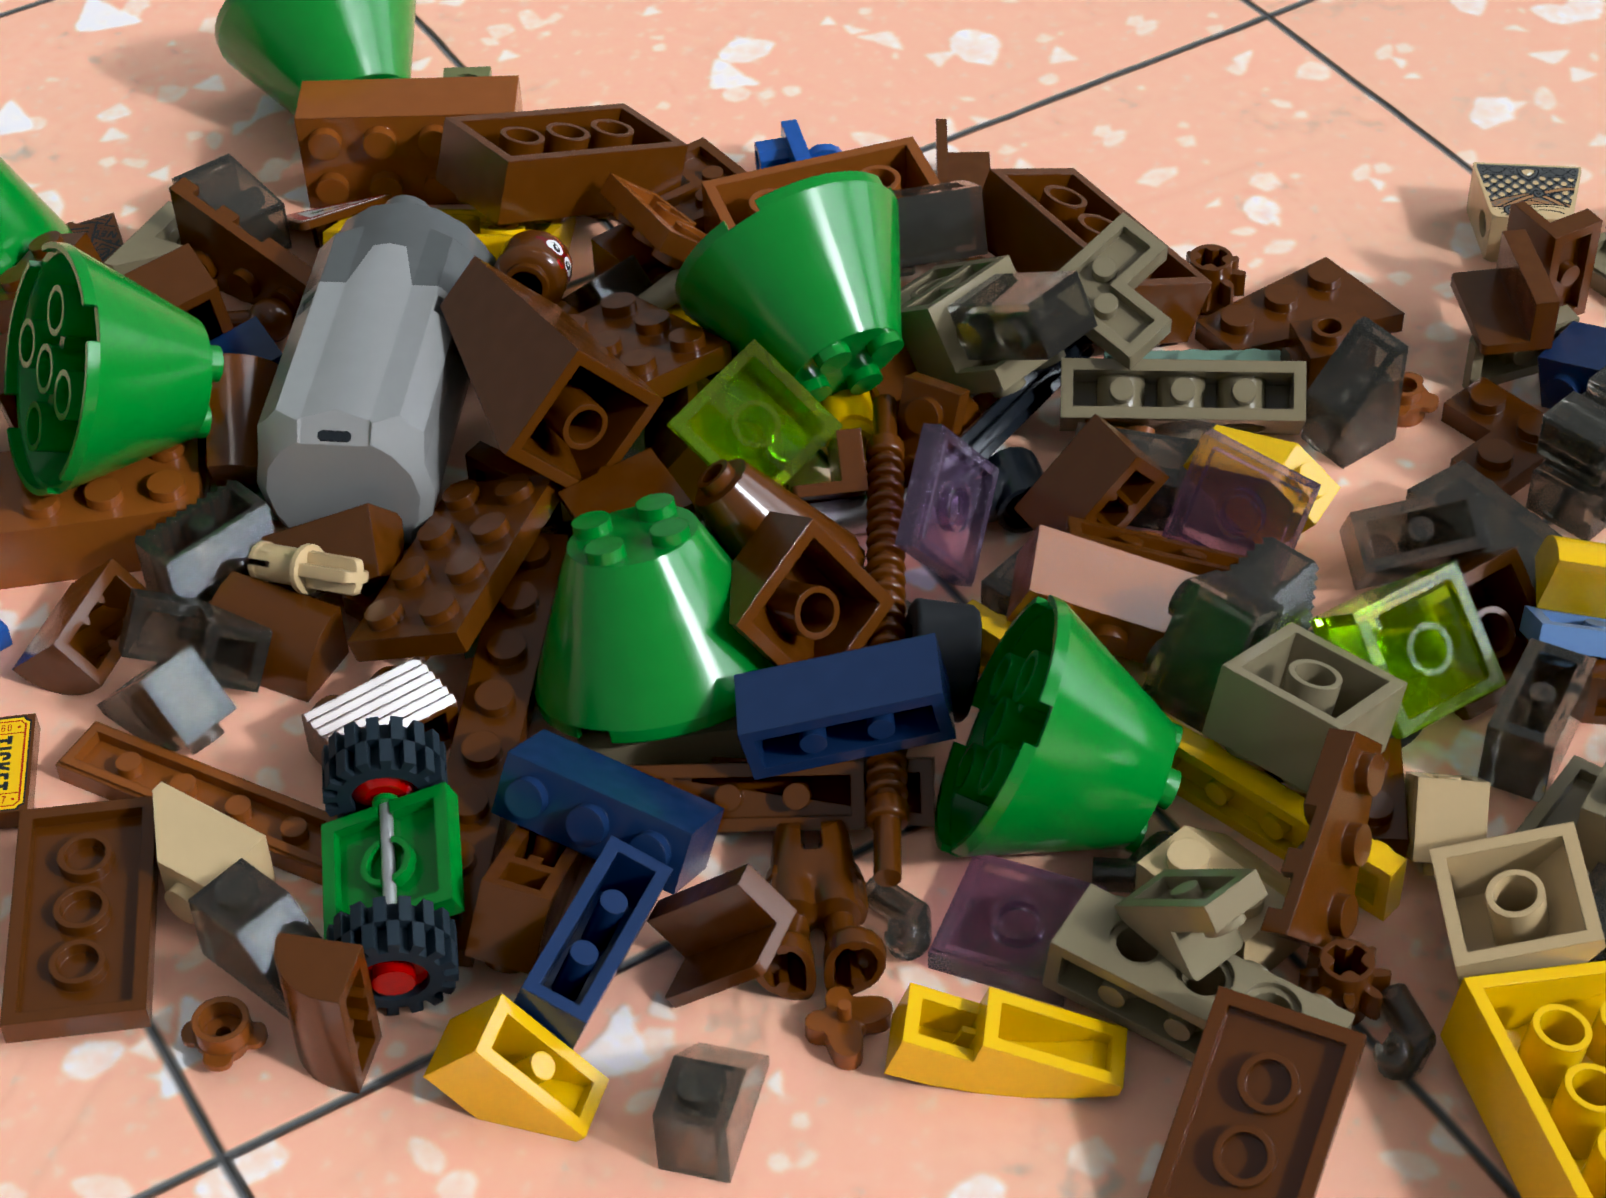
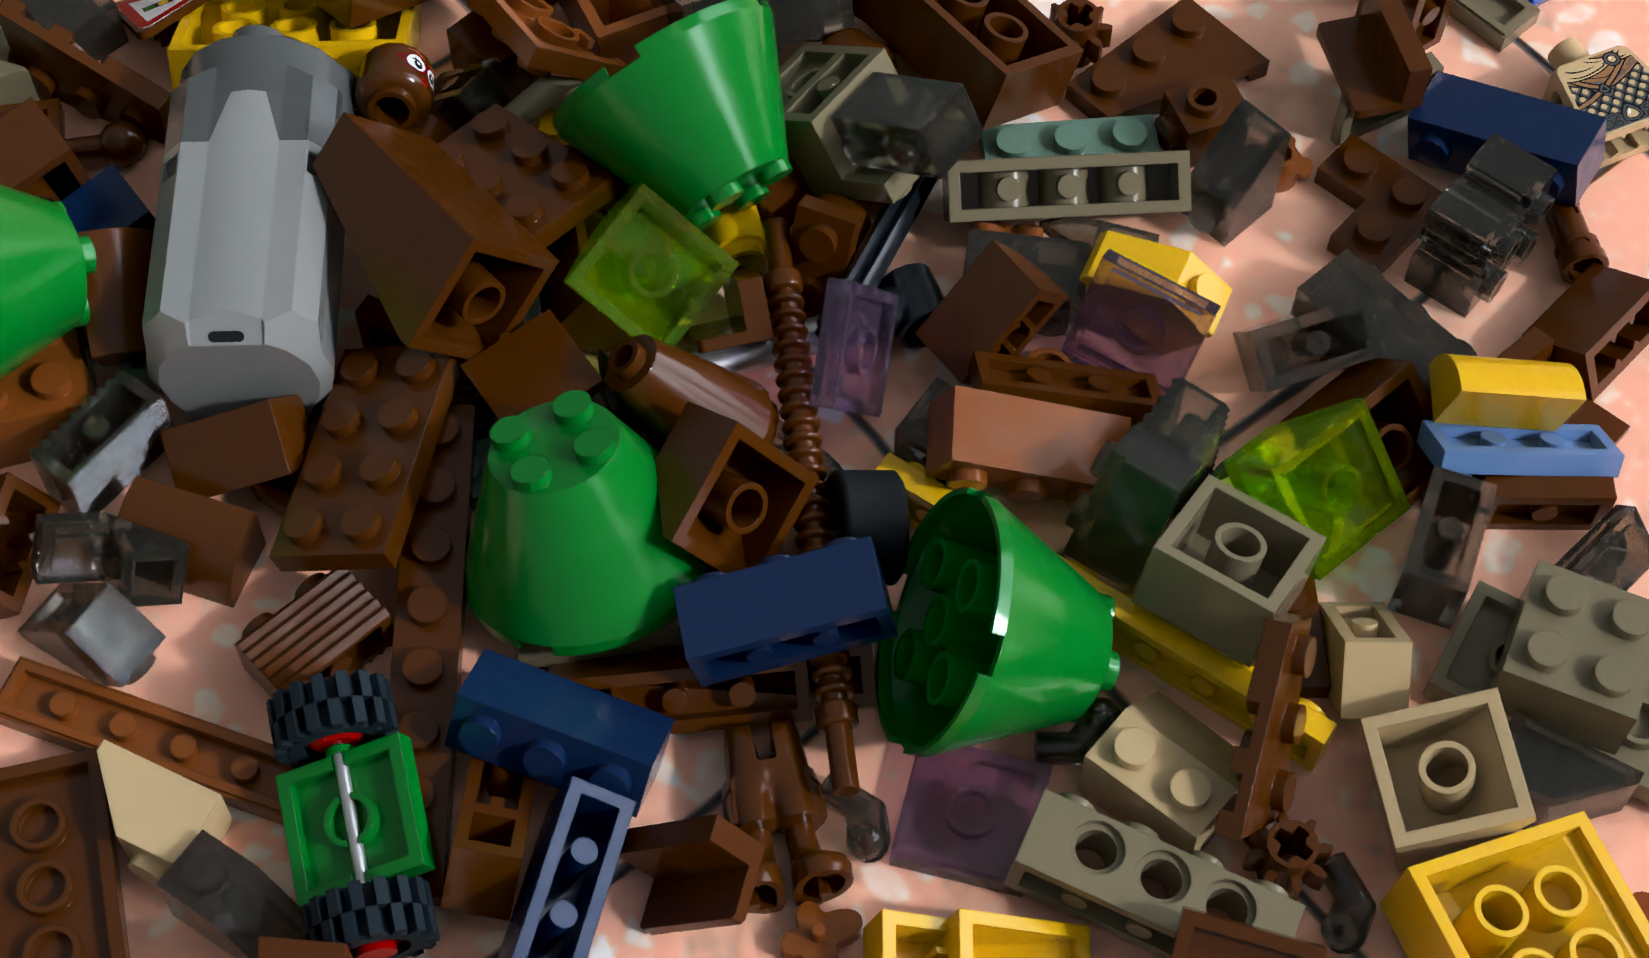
camera: 10 degrees left, 15 degrees up
(308, 568) = (215, 472): tan axle -> none
(1109, 273) = (987, 68): dark tan plate -> none
(1193, 915) = (1148, 822): dark tan slope -> none

